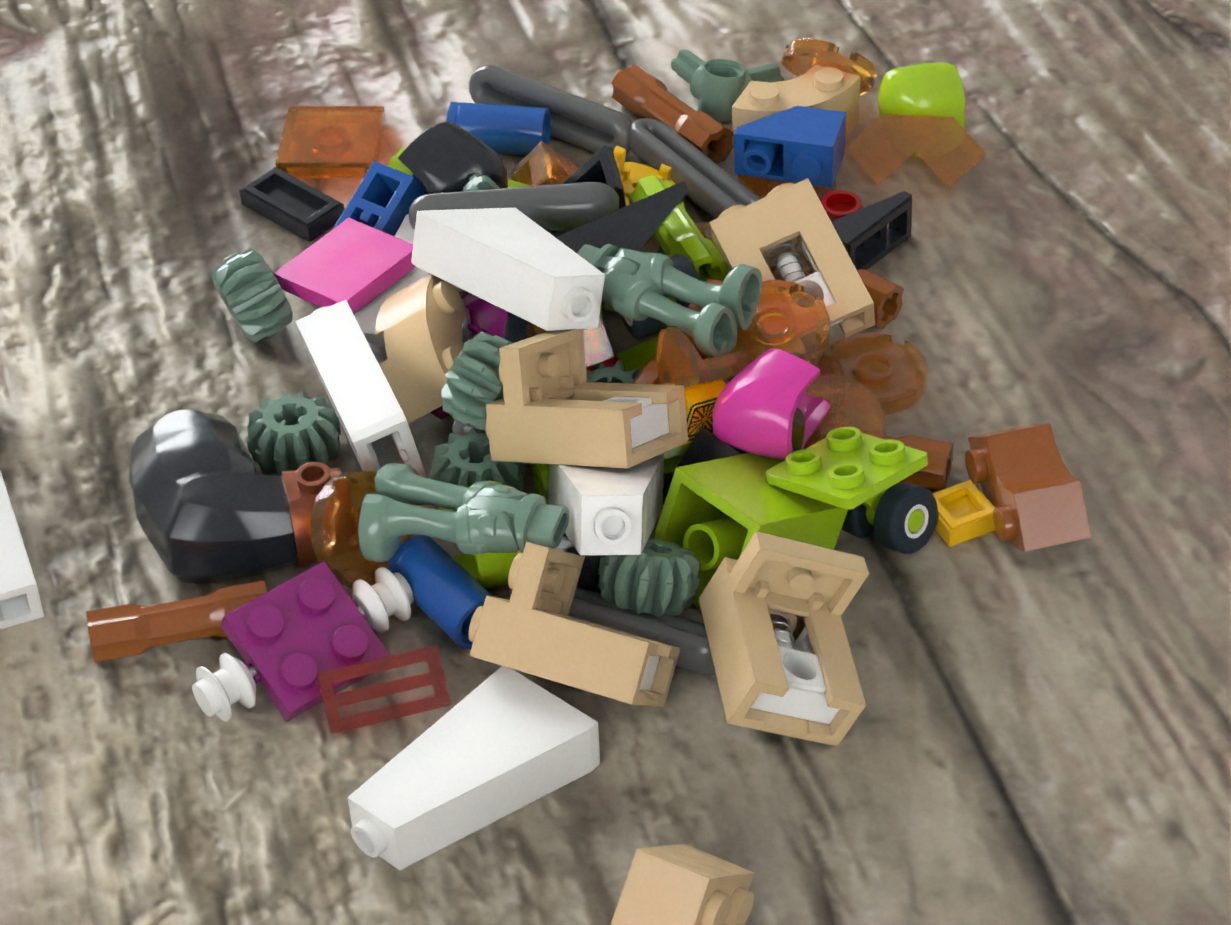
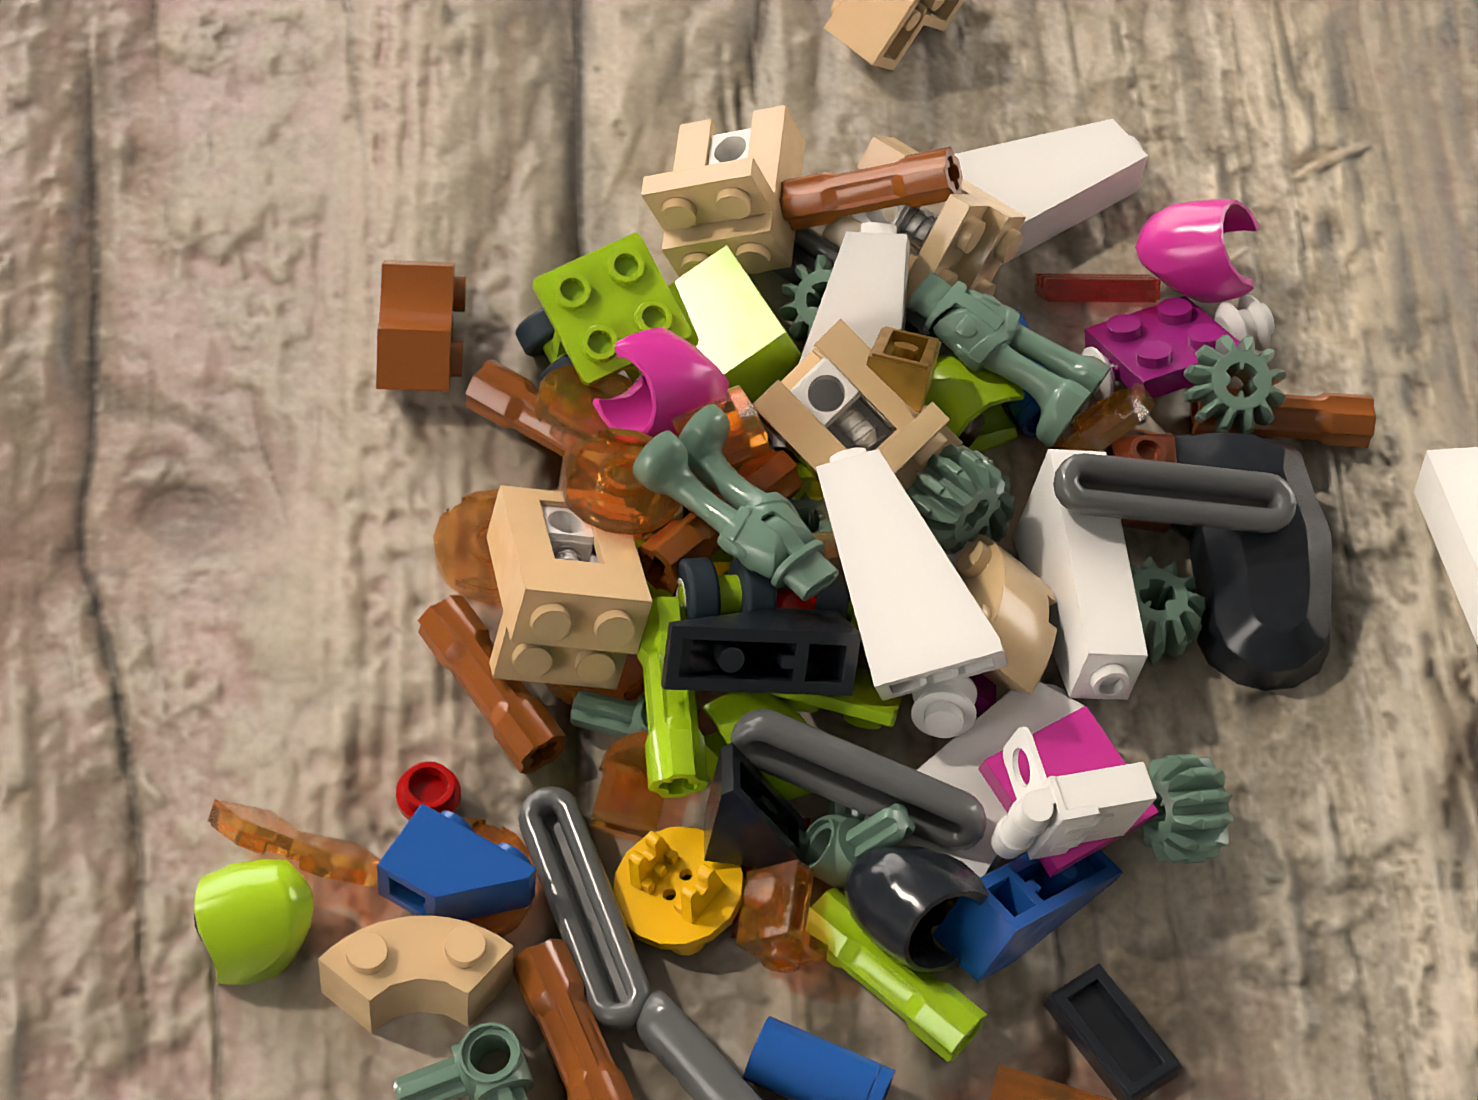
camera: 175 degrees left, 15 degrees up
(233, 562) = (1215, 373): none -> sand green gear
(285, 405) = (1174, 493): none -> dark grey piece
(285, 708) = (1188, 248): none -> dark pink piece
(344, 203) = (1068, 808): none -> white piece
(555, 410) = (905, 363): none -> pearl gold slope
(594, 596) = (911, 181): none -> dark orange axle
(807, 52) = (342, 1023): clear orange tile -> none
(866, 231) = (425, 723): black slope -> none
(963, 513) = (487, 340): yellow tile -> none

